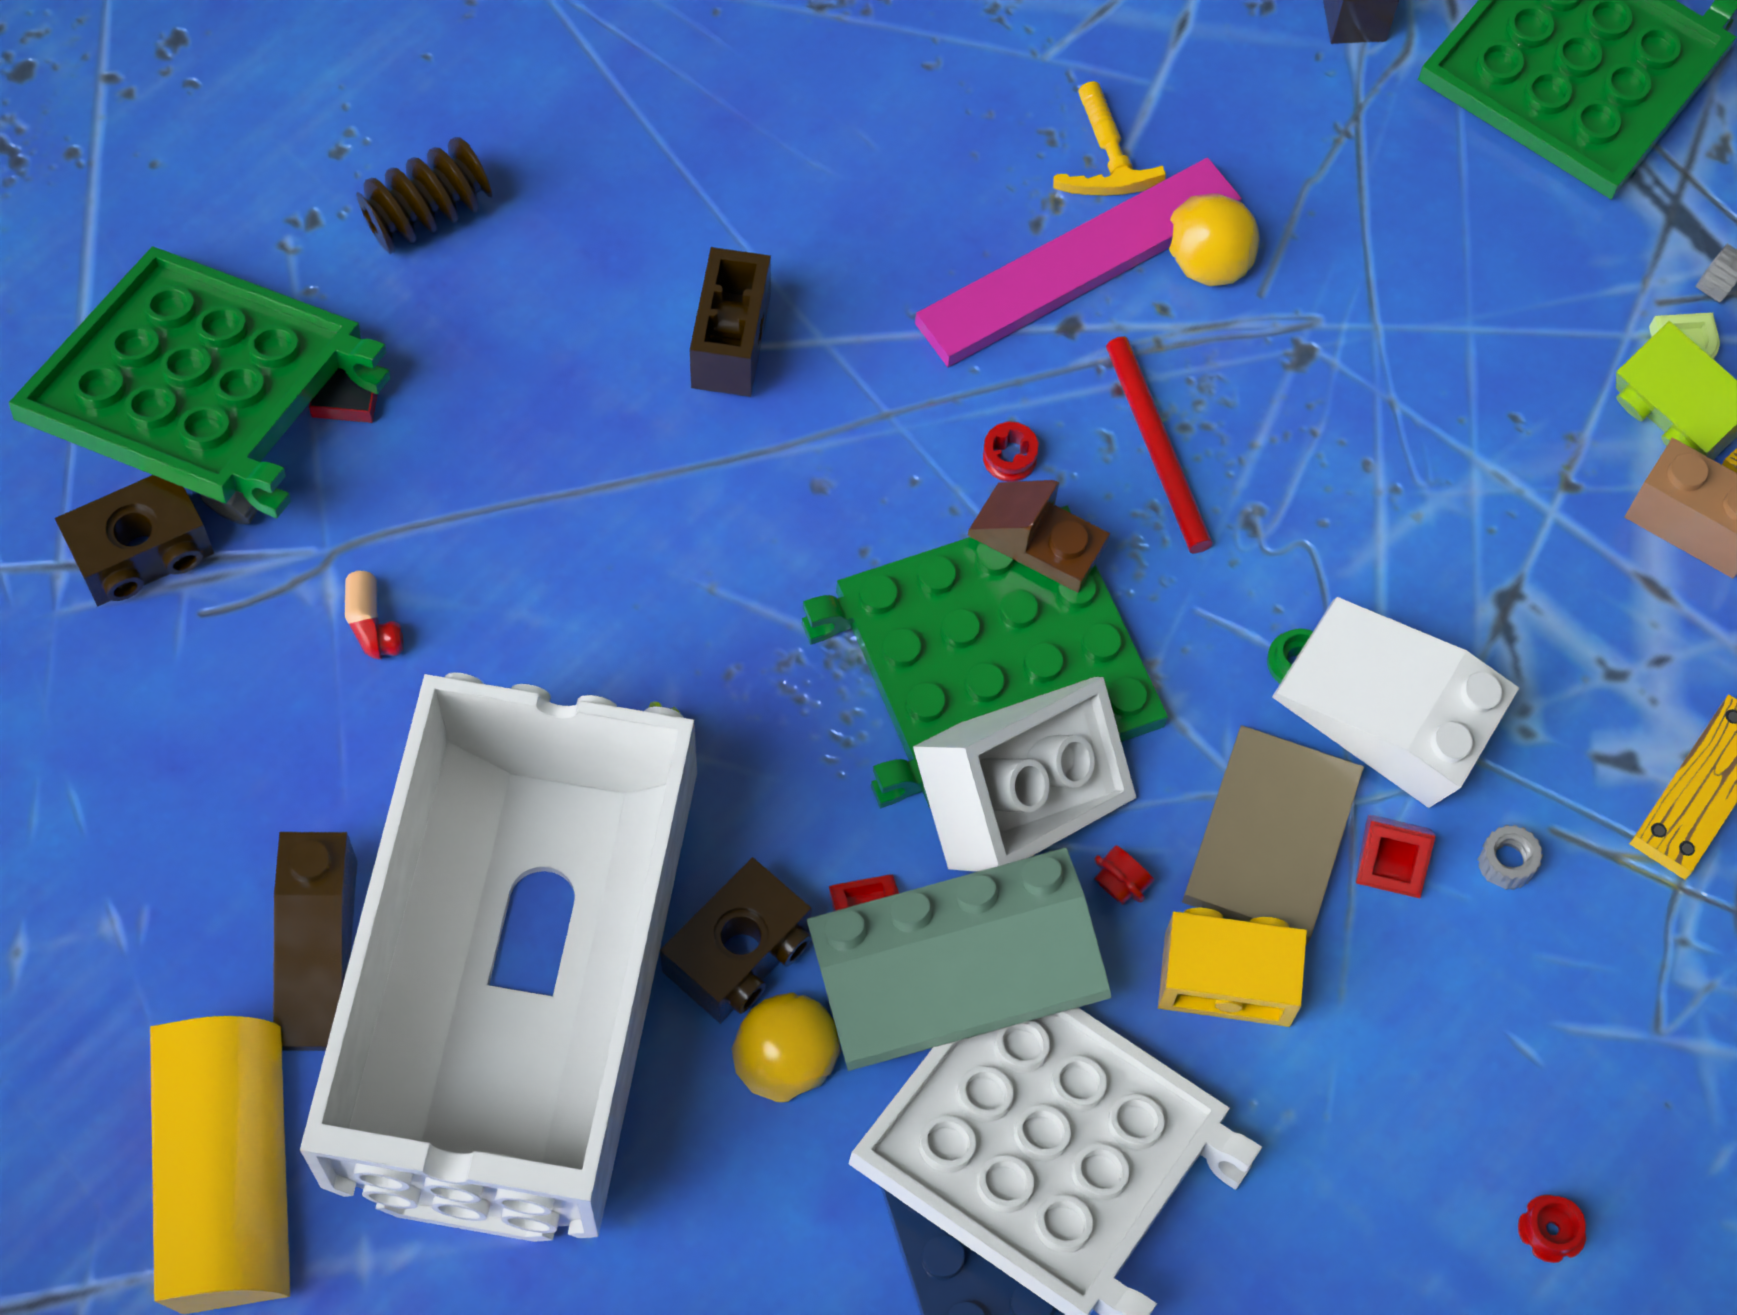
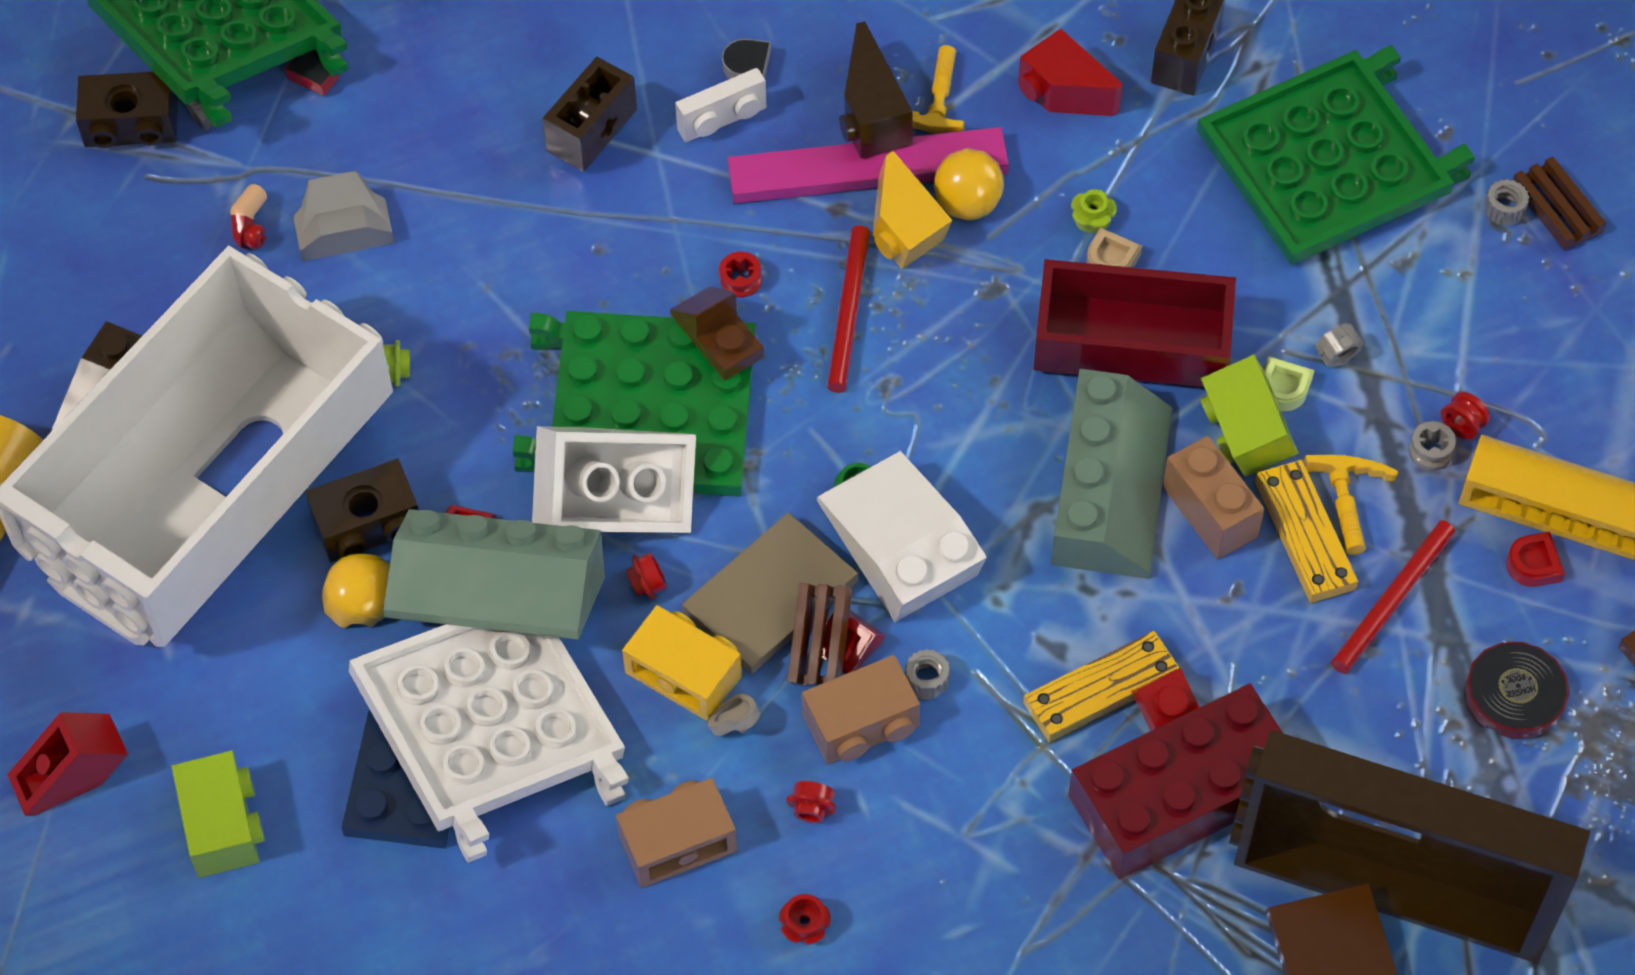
camera: 30 degrees right, 5 degrees down
(487, 571) = (341, 217): none -> light grey slope
(865, 262) = (721, 105): none -> white plate
(867, 187) = (744, 56): none -> black tile
(1057, 182) = (875, 107): none -> dark brown slope
(1165, 302) = (906, 214): none -> yellow slope
(1252, 71) = (1068, 78): none -> red slope
(1327, 1005) = (734, 714): none -> light grey piece
(1348, 1187) = (676, 831): none -> medium nougat brick
(1359, 229) = (1089, 219): none -> lime plate
(1389, 918) = (802, 629): none -> reddish brown tile
(1412, 264) = (1113, 250): none -> tan tile
(1469, 936) = (861, 710): none -> medium nougat brick
(1477, 1076) = (812, 801): none -> red plate
(1503, 335) = (1134, 322): none -> dark red piece
(1569, 531) = (1112, 476): none -> sand green slope

